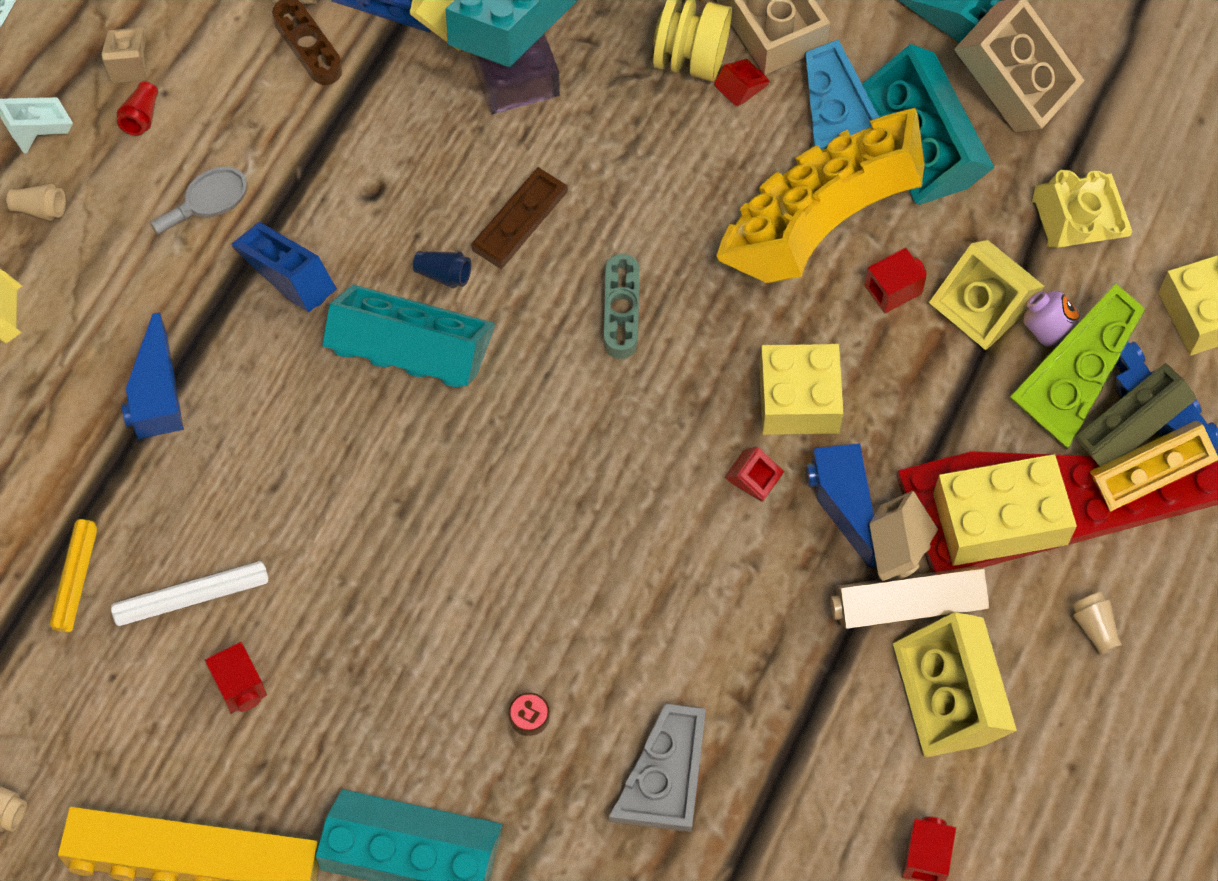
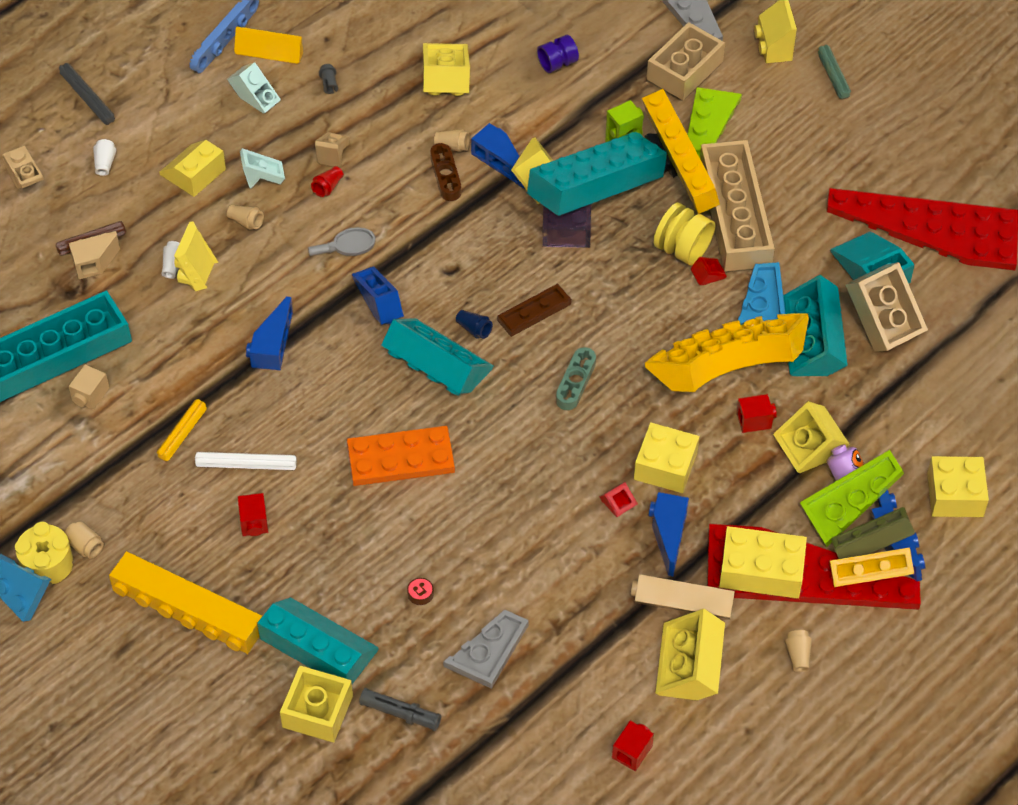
camera: 20 degrees right, 10 degrees down
(415, 509) = (400, 455): none -> orange plate
(901, 536) = (691, 558): tan slope -> none
(1081, 209) = (896, 407): light yellow slope -> none

